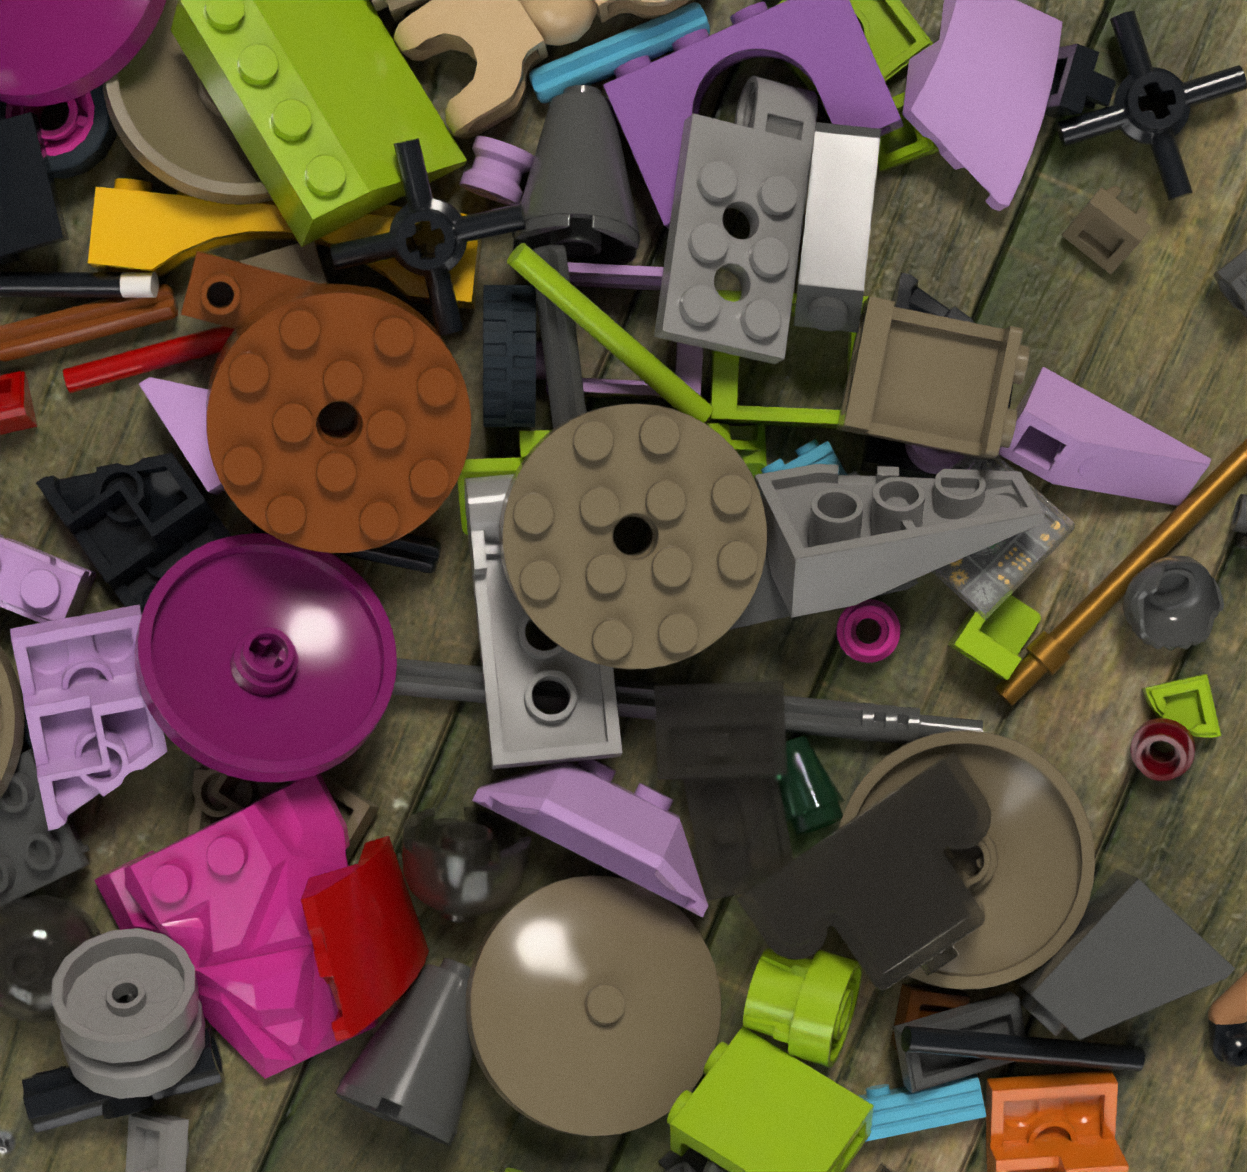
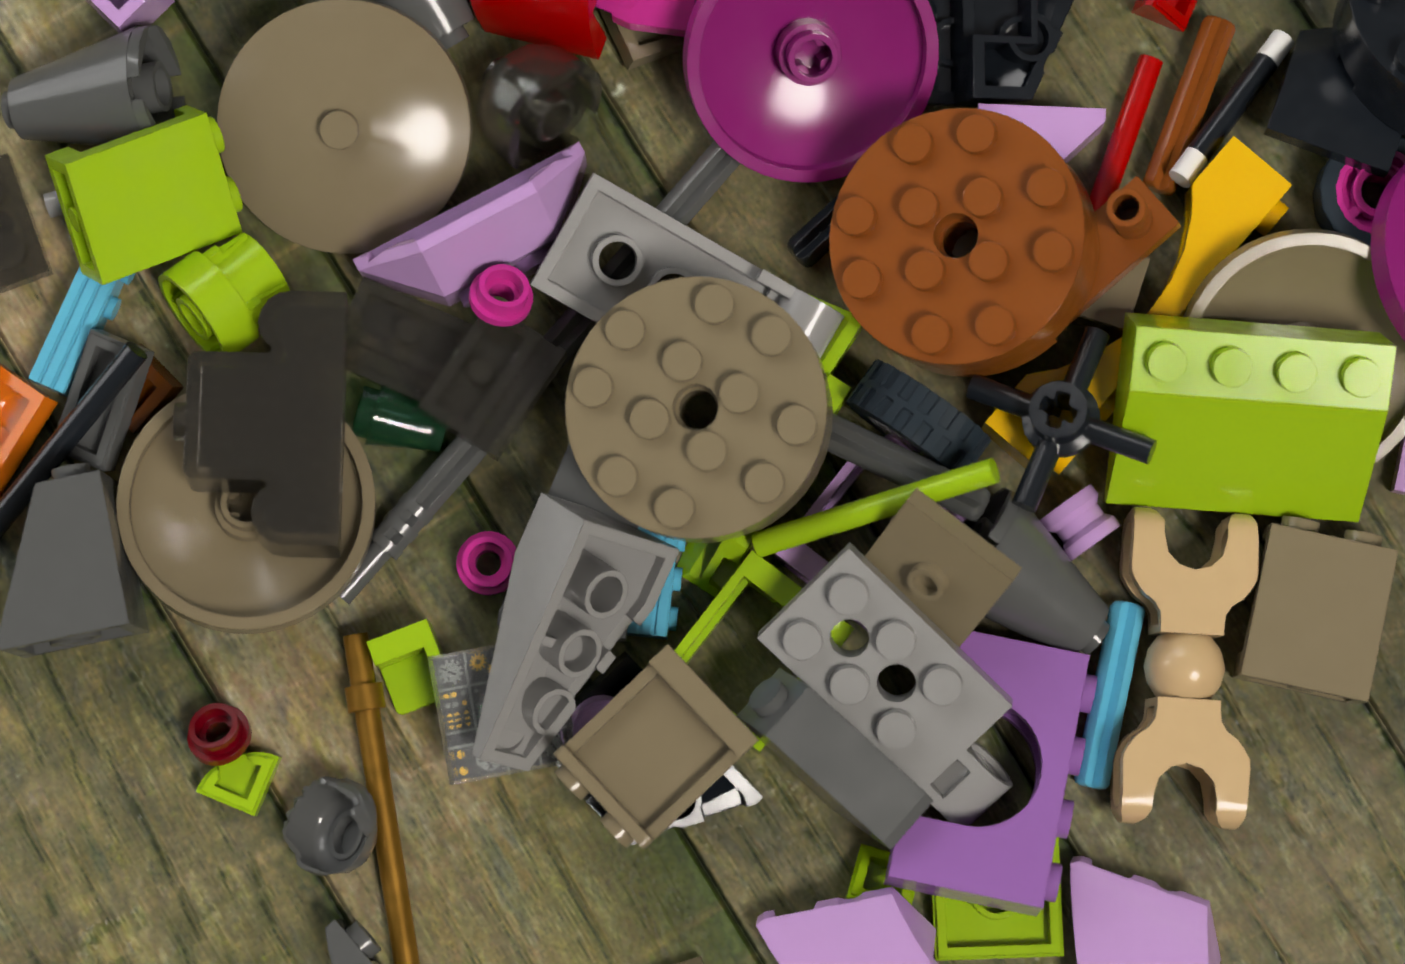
camera: 130 degrees right, 5 degrees down
(621, 245) = (942, 566): none -> dark tan plate
(633, 776) = (504, 282): none -> dark pink plate
(1098, 447) = (509, 851): lavender slope -> none

